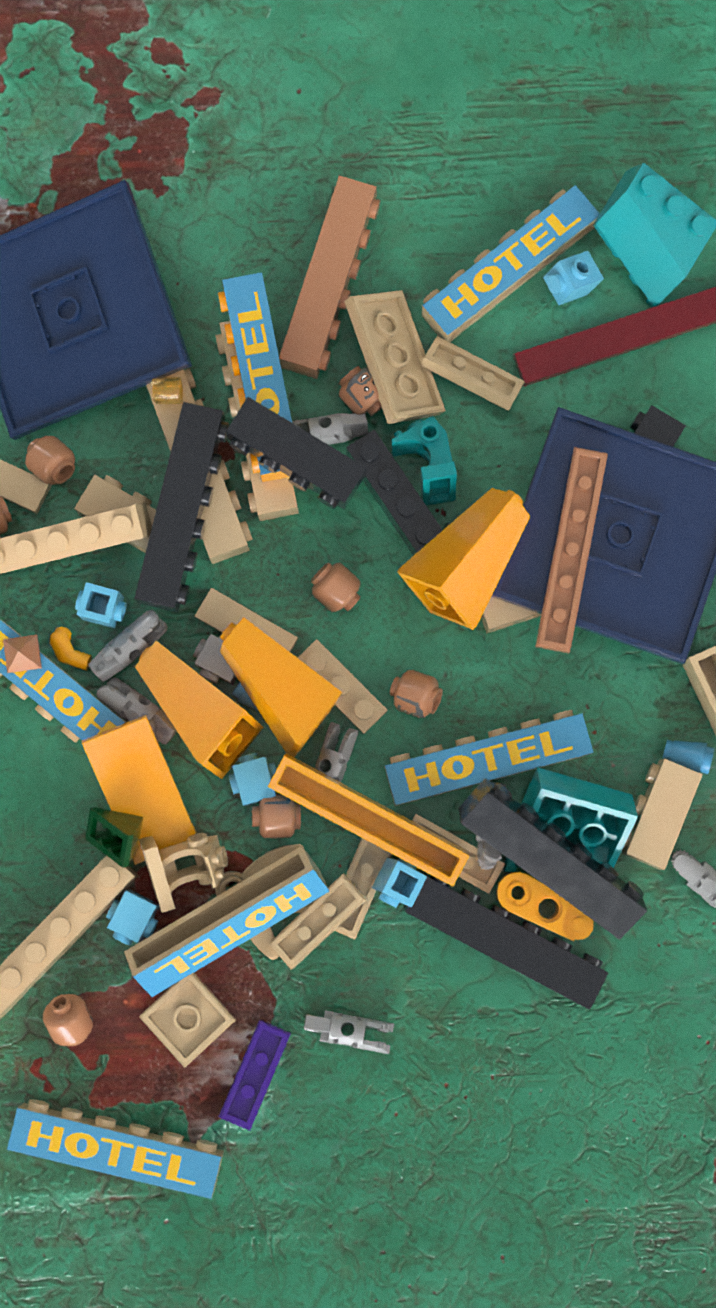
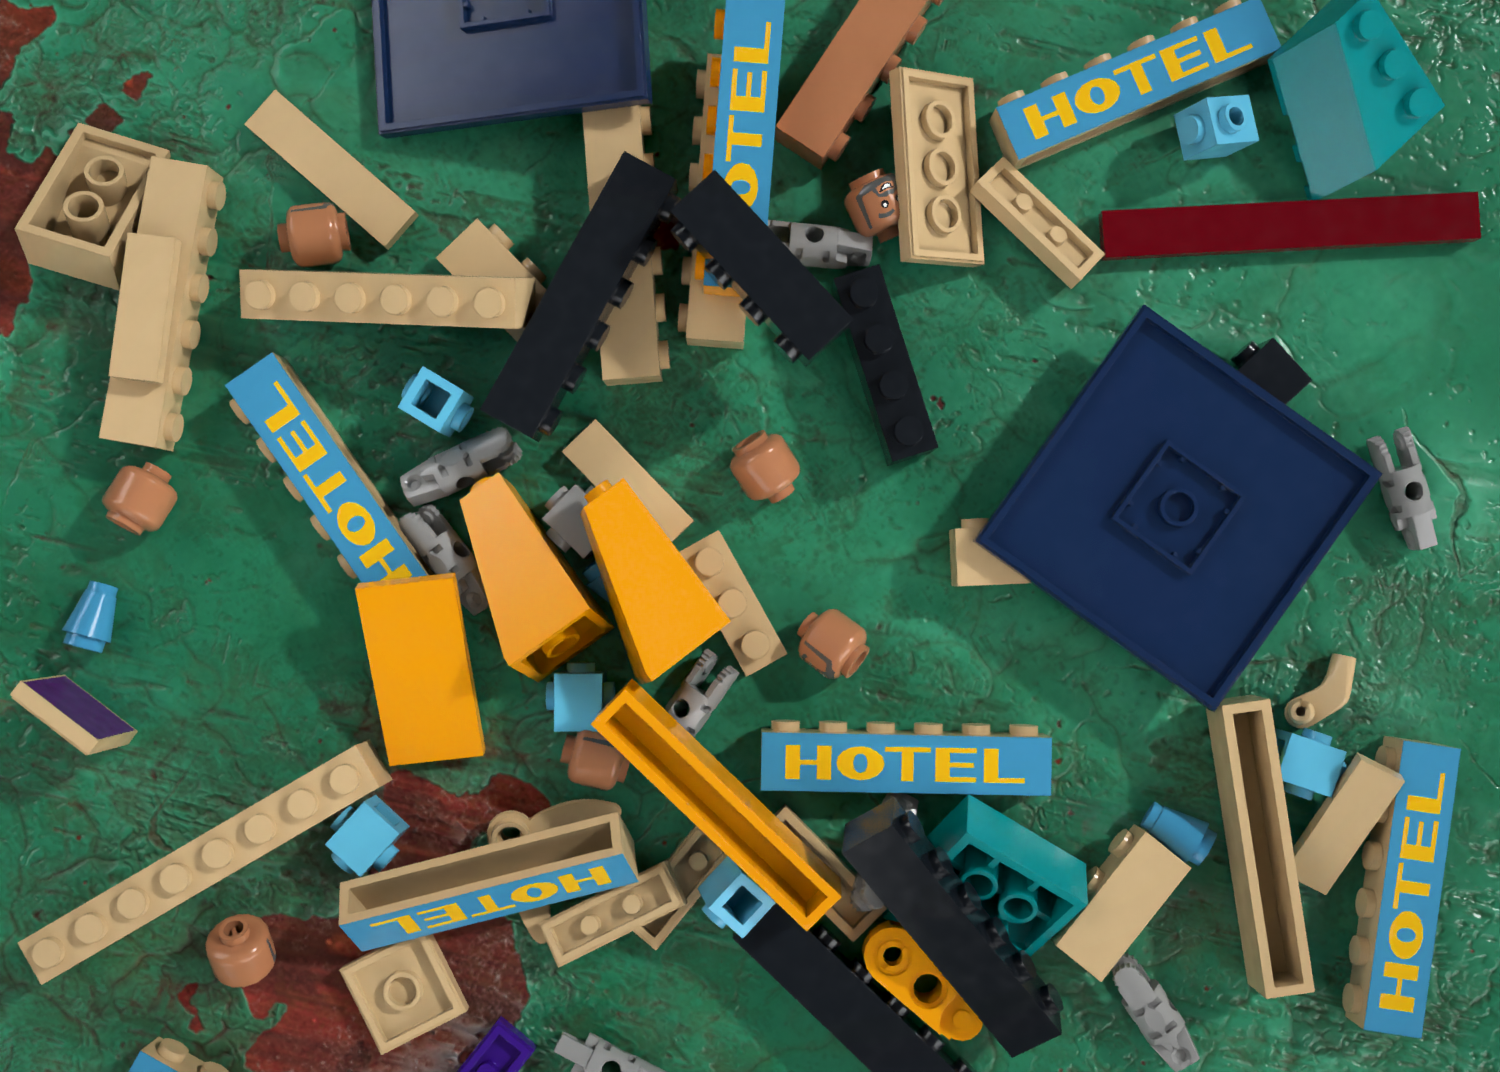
camera: 20 degrees right, 5 degrees up
(22, 653) = (310, 439): nougat slope -> none
(50, 460) = (423, 180): nougat head -> none
(64, 650) = (373, 450): light orange arm -> none
(114, 834) = (369, 723): dark green slope -> none
(167, 390) = (608, 129): clear yellow hose -> none
(209, 866) = (424, 791): tan tile -> none
(440, 476) = (952, 356): teal tile -> none
(466, 559) = (958, 481): light orange slope -> none
(571, 550) = (1105, 511): nougat tile -> none

